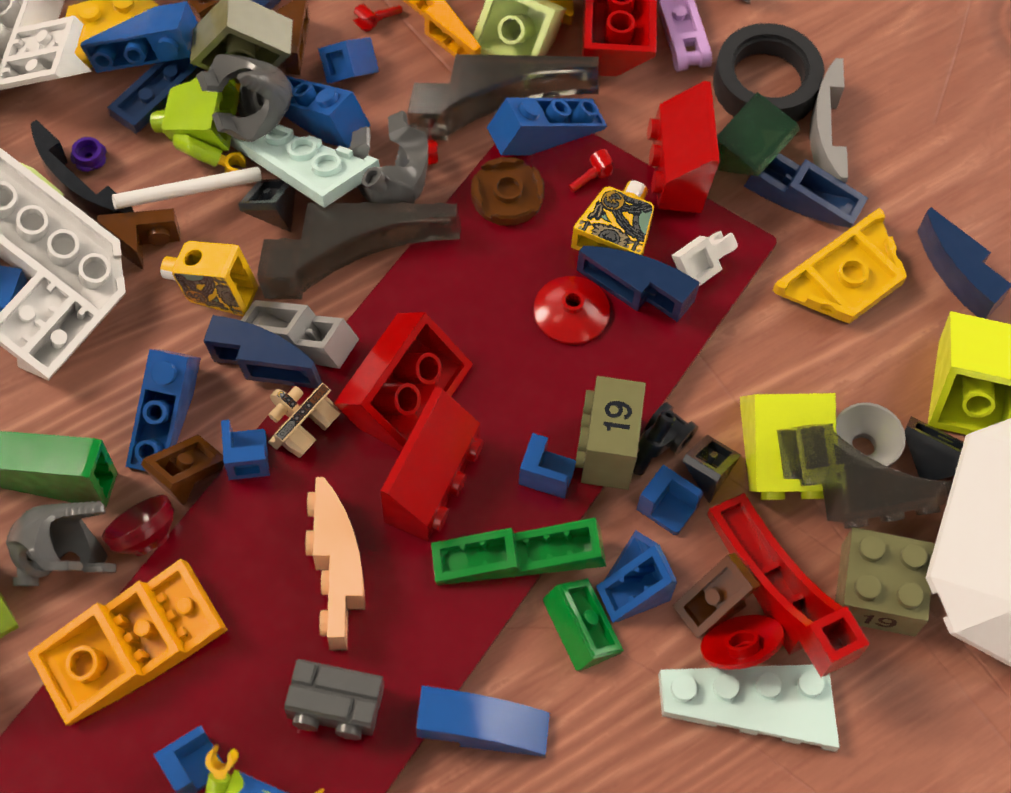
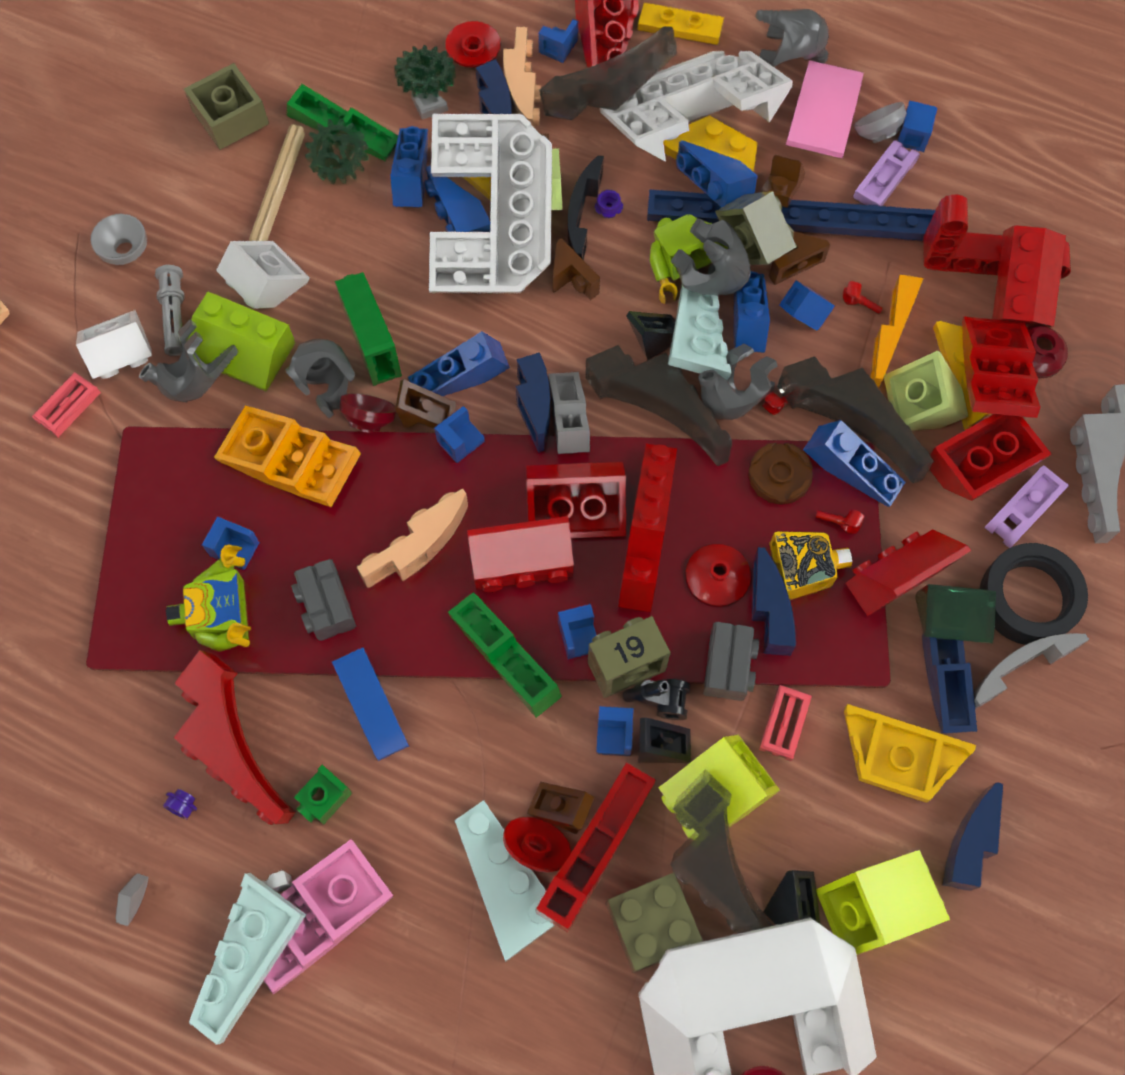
camera: 60 degrees right, 5 degrees up
(186, 187) = (623, 275): white bar -> none
(213, 276) = (565, 323): yellow torso -> none
(291, 433) = (489, 454): tan hips -> none
(490, 330) = (648, 528): none -> red arch
(582, 624) = (486, 728): green slope -> none
(637, 579) = (539, 744): blue slope -> none
(671, 351) = (729, 661): none -> dark grey brick
(702, 255) = (822, 637): white plate -> none
(746, 358) = (777, 748): none -> coral tile
(877, 426) = (780, 837): light grey piece -> none

